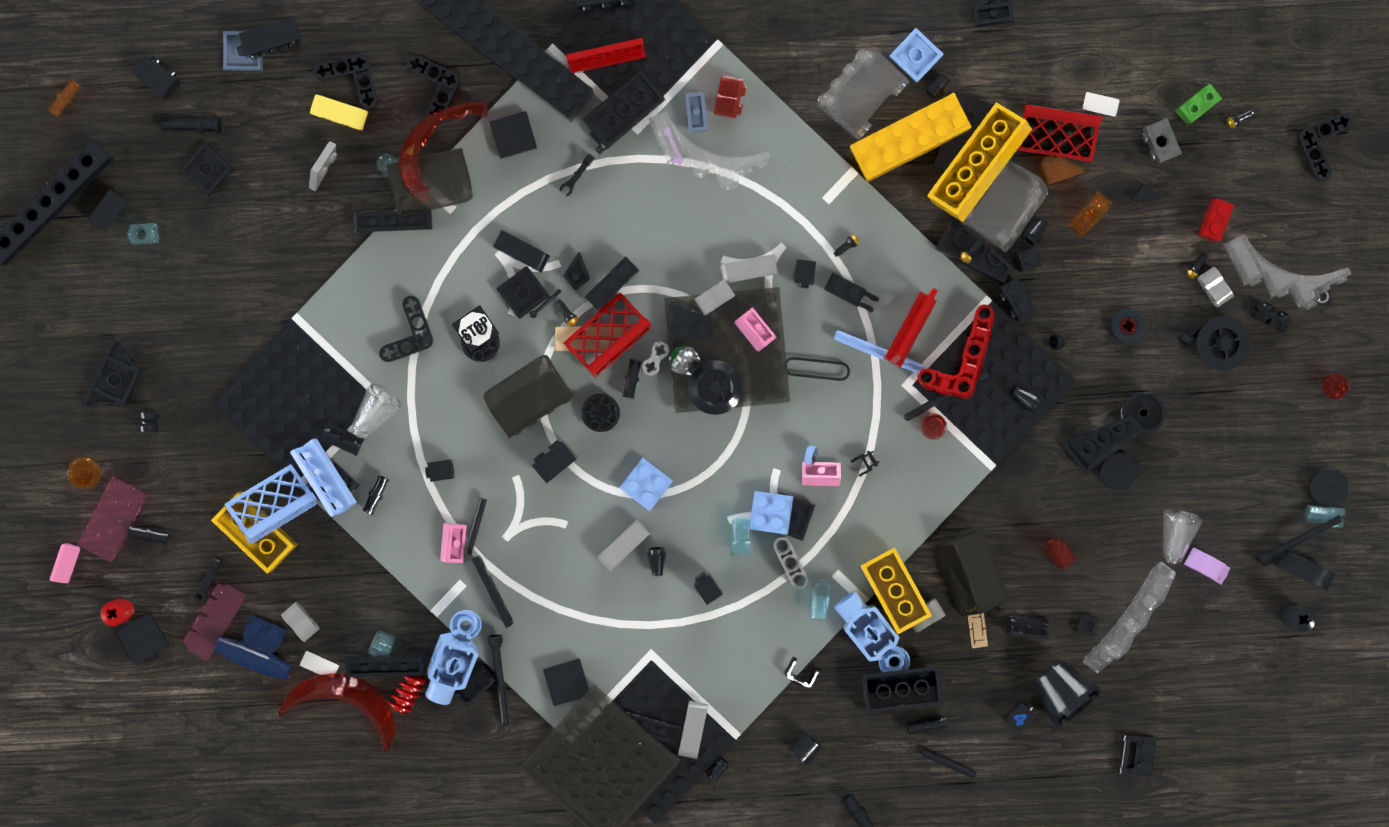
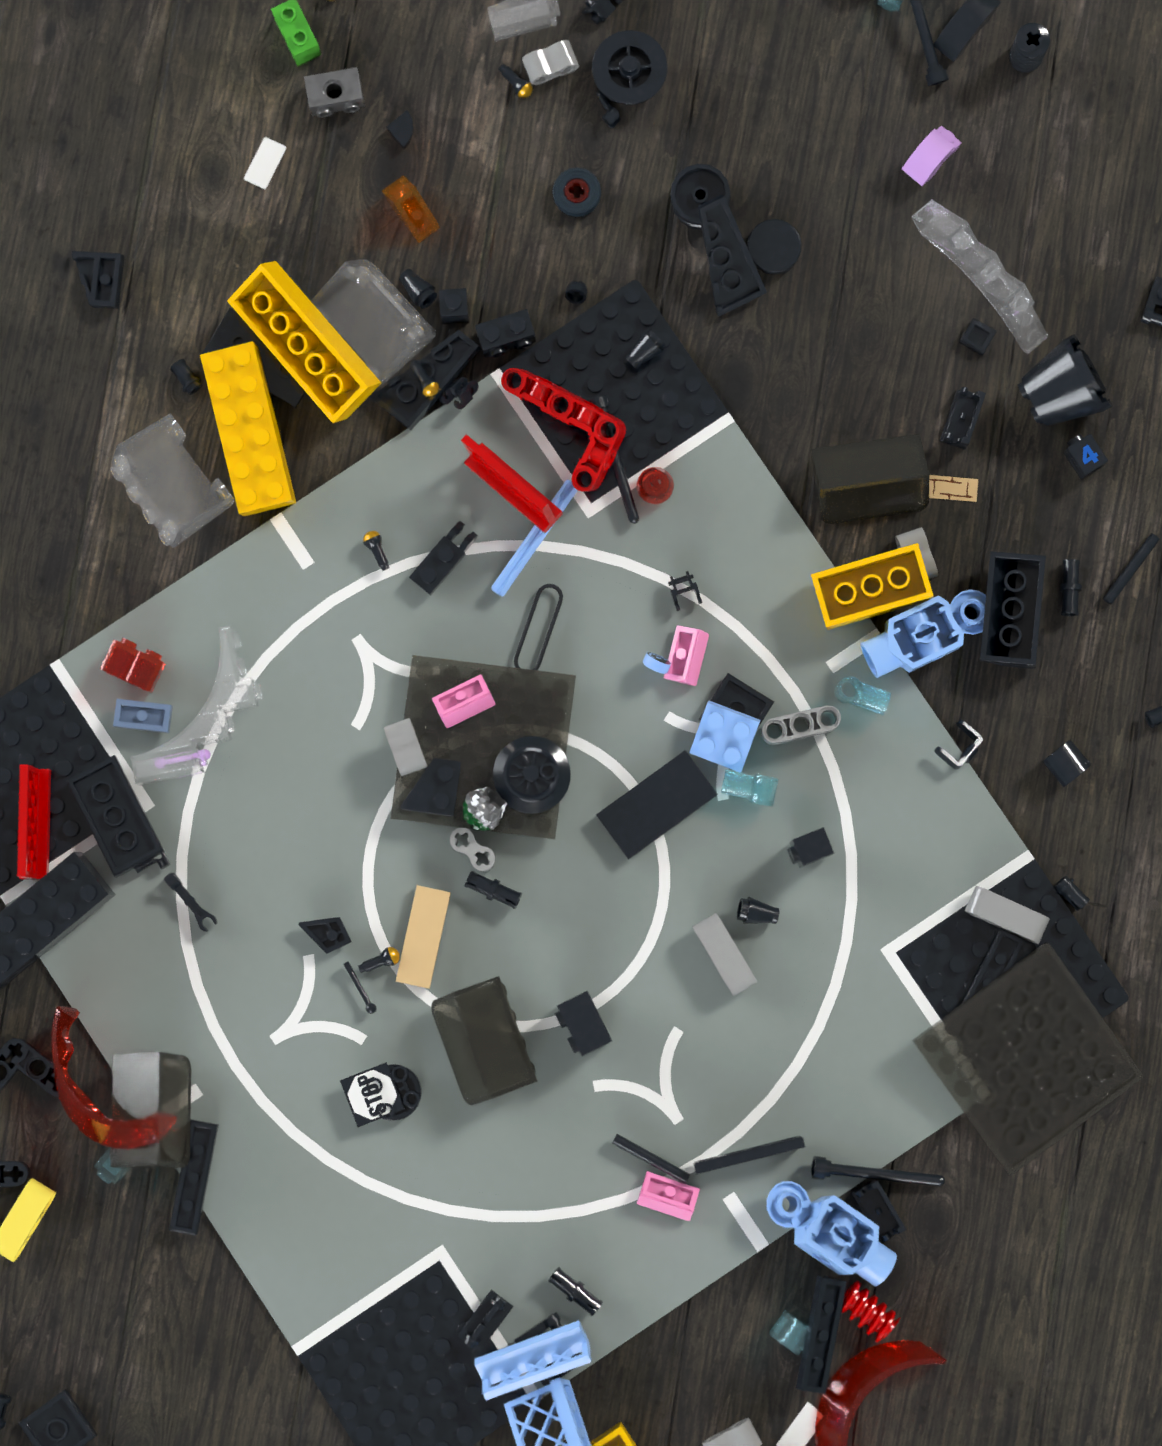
camera: 70 degrees left, 5 degrees down
(321, 166) = (91, 1261): light grey wing -> none
(374, 410) = (455, 1265): clear cone -> none
(414, 339) = (367, 1186): black beam -> none
(440, 470) = (561, 1190): black brick -> none
(513, 135) = (113, 979): black tile -> none
(521, 251) = (278, 1004): black beam -> none
(523, 292) = (337, 1015): black tile -> none
(566, 681) = (900, 1079): black tile -> none
(600, 412) = (531, 944): black tile -> none
(612, 283) = (353, 887): black arch -> none
(621, 344) = (440, 892): red fence -> none
(646, 484) = (646, 903): light blue plate -> none
(714, 476) = (656, 804): none -> black tile
(749, 269) = (377, 691): light grey beam -> none
(804, 273) = (401, 615): black brick -> none
(916, 55) = (137, 397): light blue plate -> none
(970, 279) = (460, 389): none -> black piece
(1058, 169) = (340, 238): clear orange slope -> none
(1059, 552) = (868, 350): clear red brick -> none
(1066, 117) = (271, 211): red fence -> none
(1178, 534) = (879, 184): clear cone -> none
(1215, 220) = (459, 42): red brick -> none

